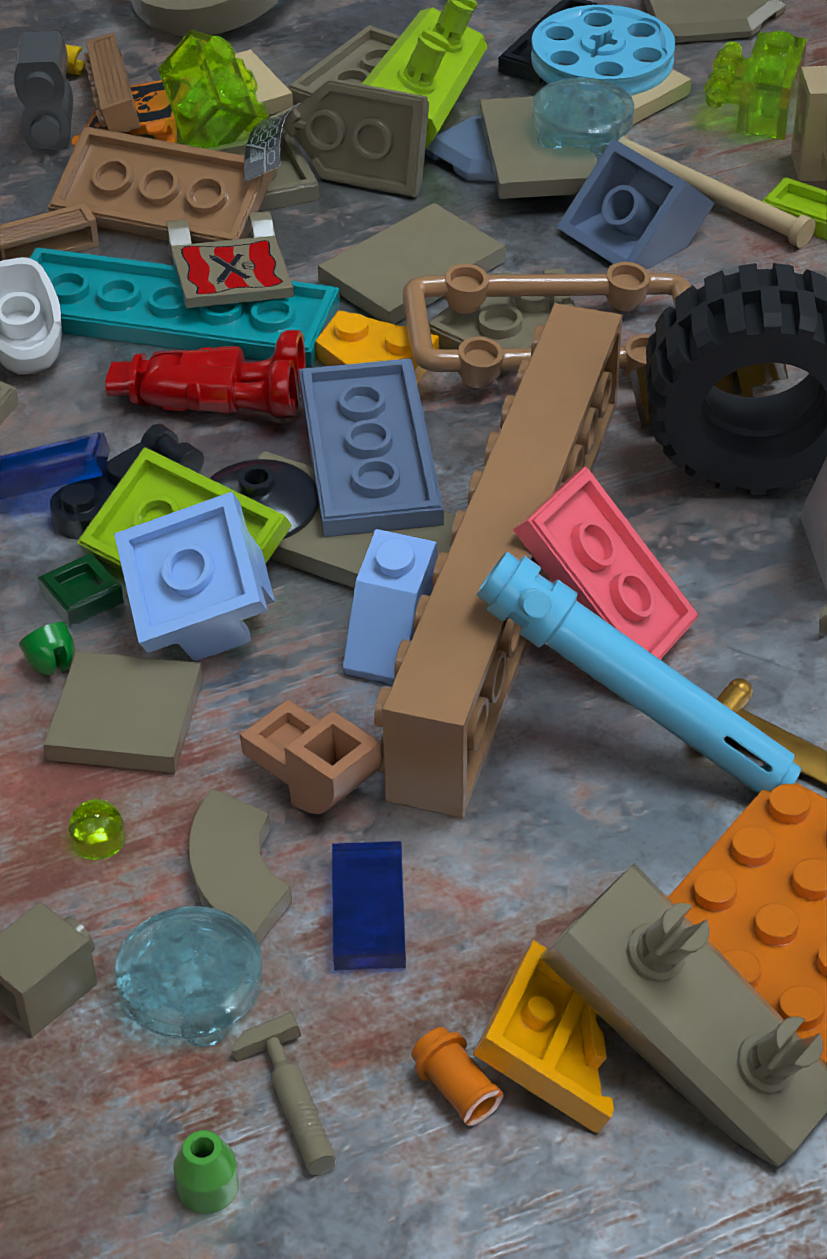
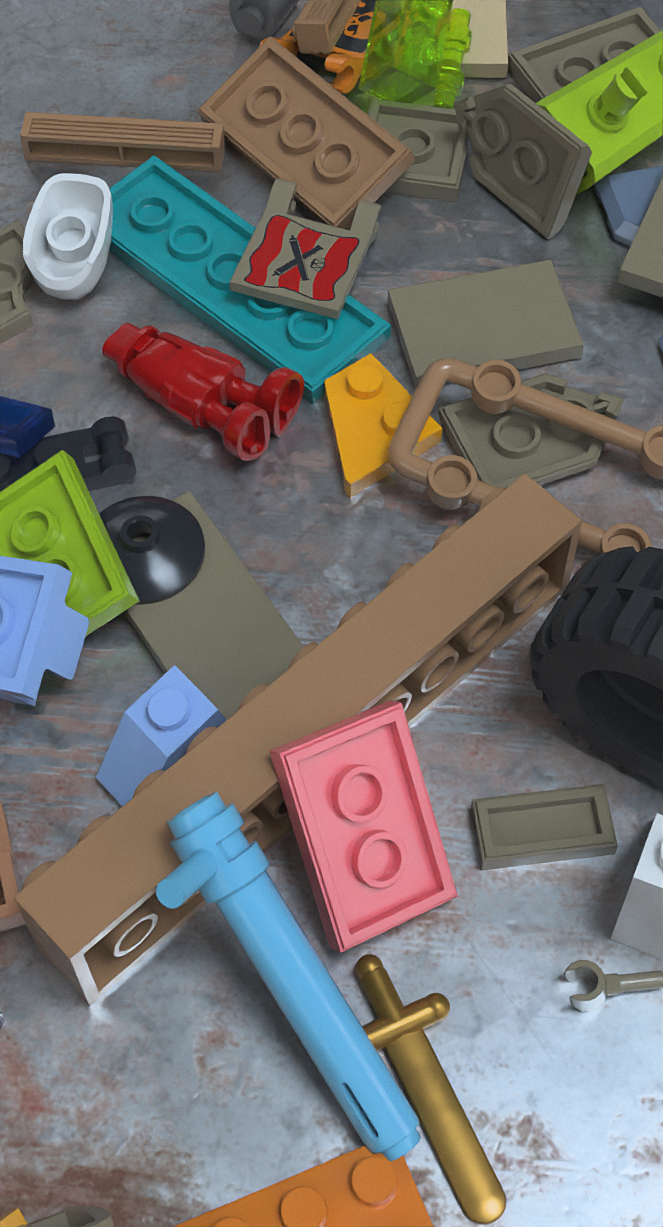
camera: 30 degrees right, 15 degrees up
(263, 145) = (406, 135): black sticker -> none
(369, 448) = (278, 538): sand blue tile -> none
(725, 551) = (543, 827): none -> dark tan tile

